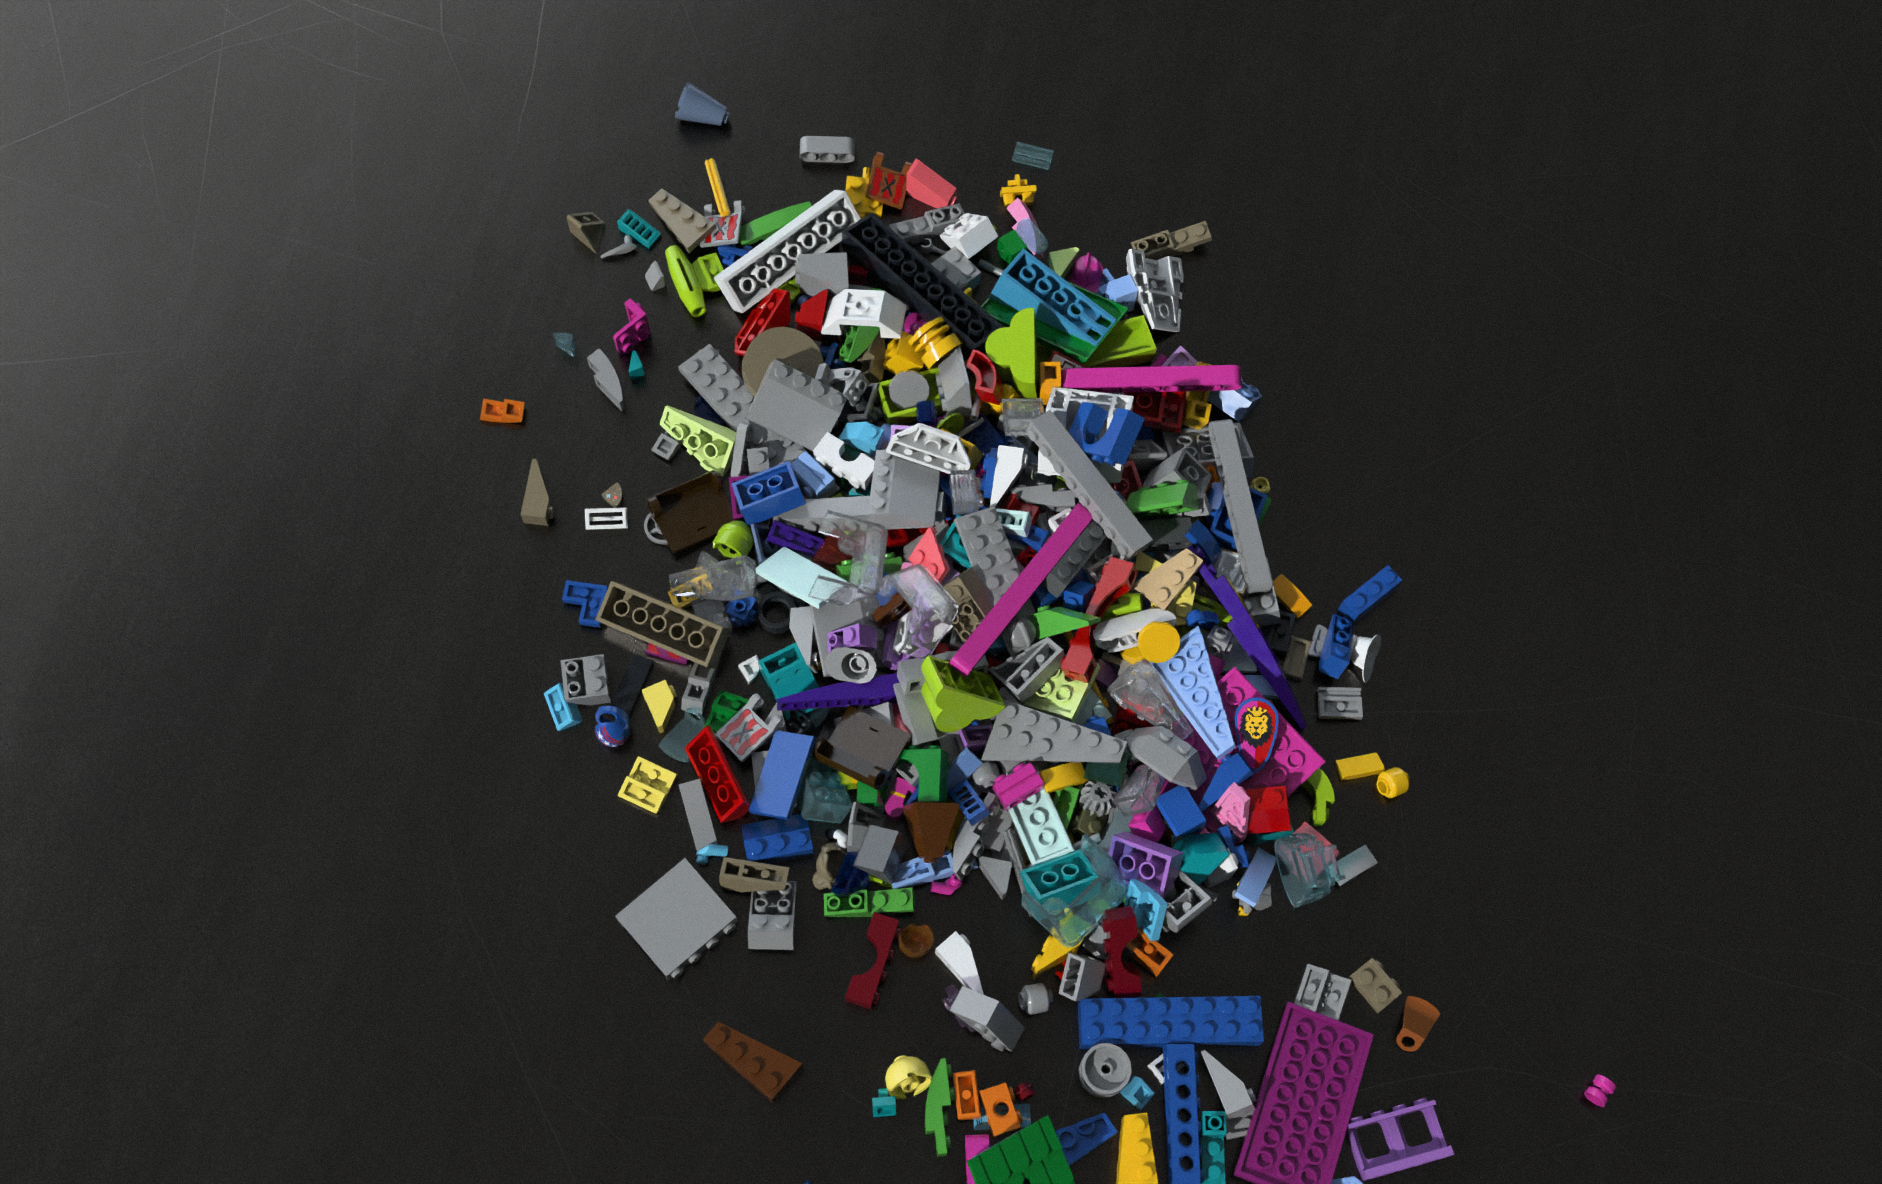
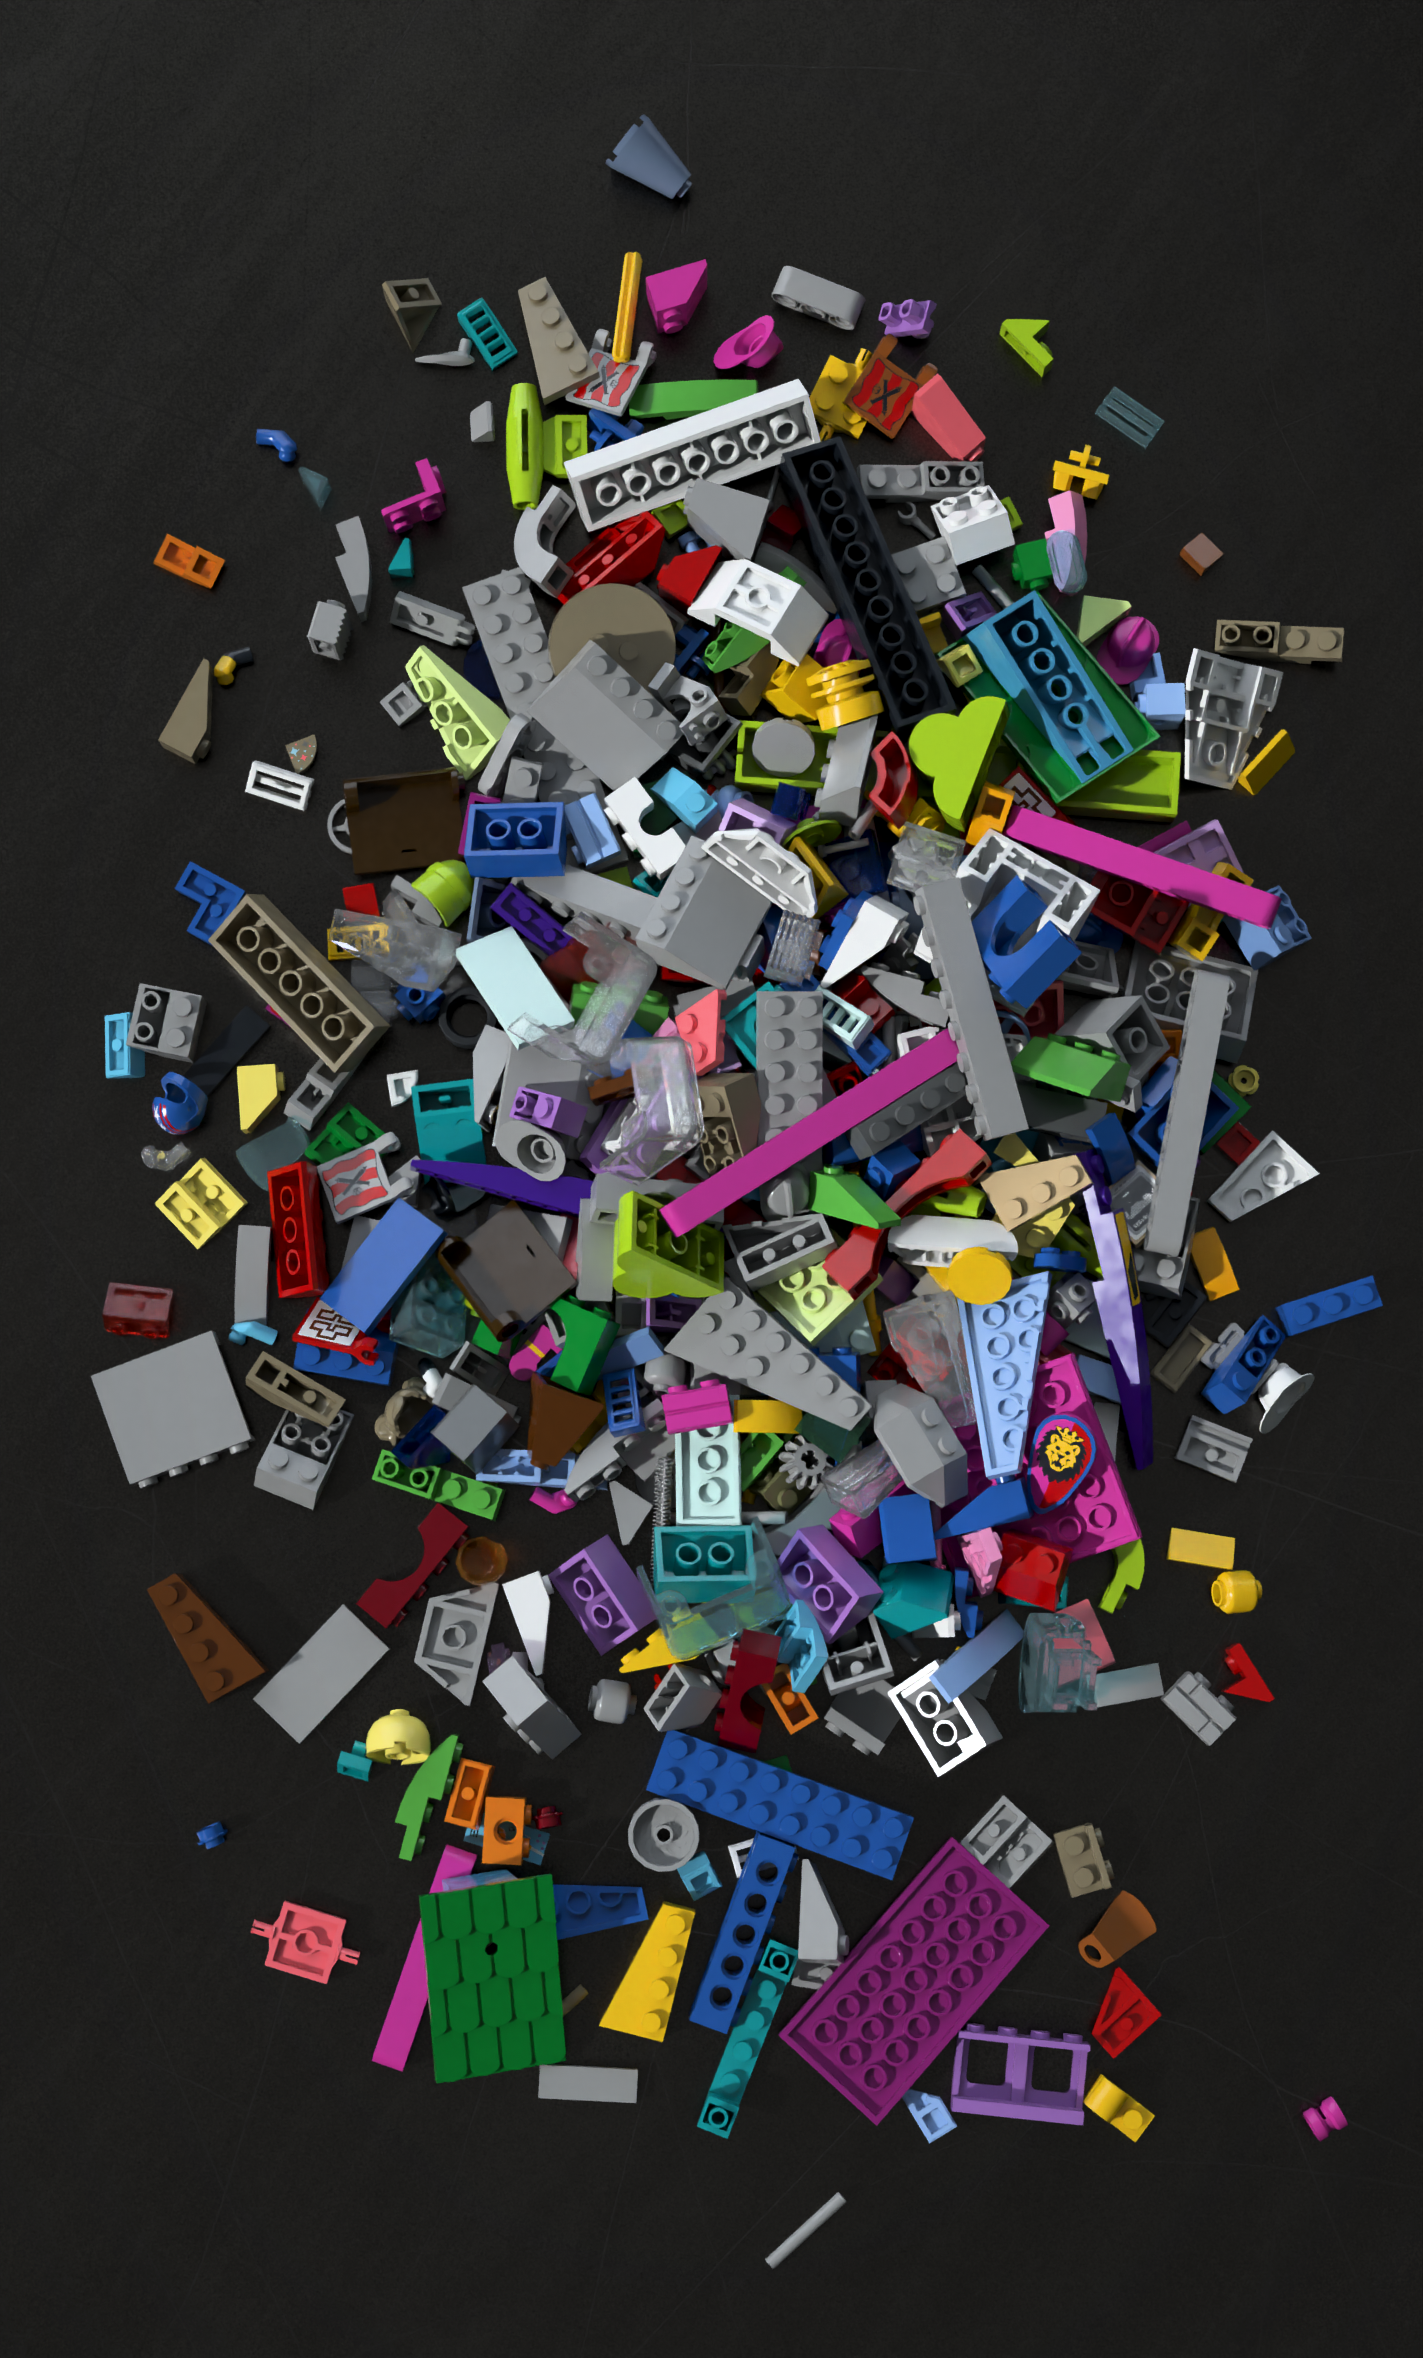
camera: 25 degrees right, 15 degrees up
(533, 325) = (280, 440): none -> blue arm
(548, 458) = (229, 661): none -> arm
(606, 417) = (330, 629): none -> light grey brick
(613, 766) = (162, 1159): none -> clear arm
(630, 866) = (137, 1310): none -> clear red bracket
(665, 393) = (431, 620): none -> light grey hinge
(681, 564) = (362, 899): none -> red slope
(711, 327) = (535, 541): none -> light grey arch
(717, 552) = (423, 908): none -> light grey slope
(743, 171) = (676, 295): none -> dark pink slope
(763, 827) = (331, 1331): none -> flag
(799, 186) = (750, 346): none -> dark pink piece
(838, 1055) = (321, 1673): none -> light grey tile
(886, 141) = (908, 318): none -> medium lavender hips
(918, 997) = (456, 1638): none -> light grey wing
(955, 133) = (1023, 337): none -> lime slope
(982, 287) = (967, 614): none -> medium lavender slope
(996, 309) = (960, 665): none -> light yellow slope
(1003, 933) = (603, 1594): none -> medium lavender slope
(1105, 213) = (1201, 554): none -> dark orange slope
(1193, 309) = (1267, 763): none -> yellow slope
(1200, 944) = (864, 1715): none -> light grey bracket
(1251, 928) = (944, 1731): none -> light grey slope
(1272, 523) = (1237, 1144): none -> red tile
(1295, 537) = (1261, 1177): none -> white wing
(1403, 861) = (1199, 1707): none -> light grey brick
(1427, 833) = (1251, 1683): none -> red slope
(1444, 1074) = (1123, 2015): none -> red wing
(1466, 1136) = (1118, 2108): none -> yellow plate

